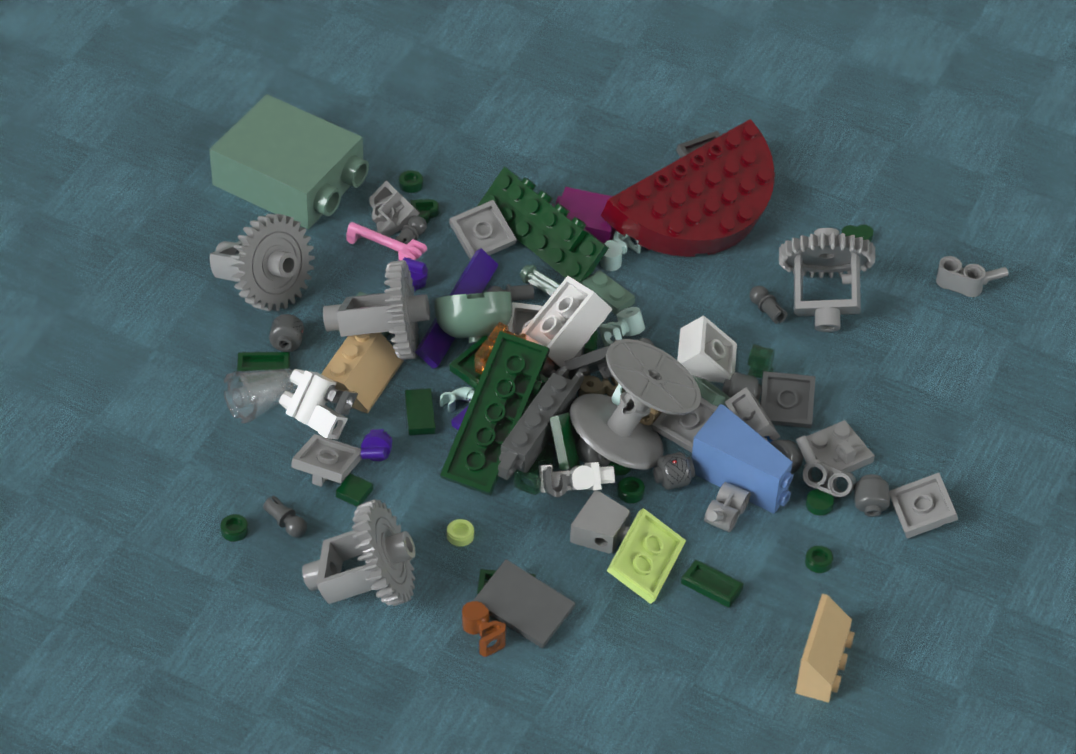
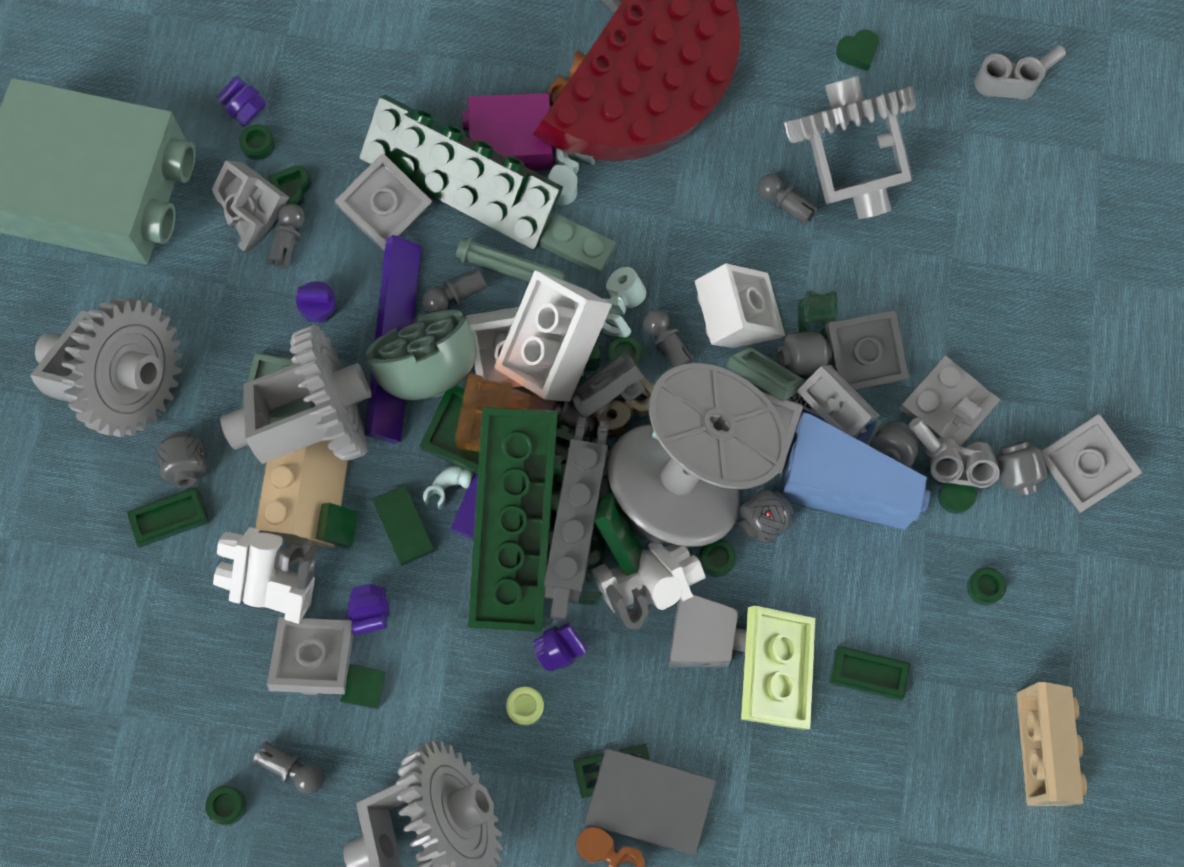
camera: 20 degrees left, 25 degrees up
(256, 391) = (180, 576): clear cone -> none
(375, 396) = (337, 525): none -> dark green tile
(410, 155) = (241, 101): none -> dark purple piece
(412, 250) = (300, 267): bright pink hinge -> none
(497, 503) = (558, 647): none -> dark purple piece
(727, 507) = (847, 557): light grey beam -> none

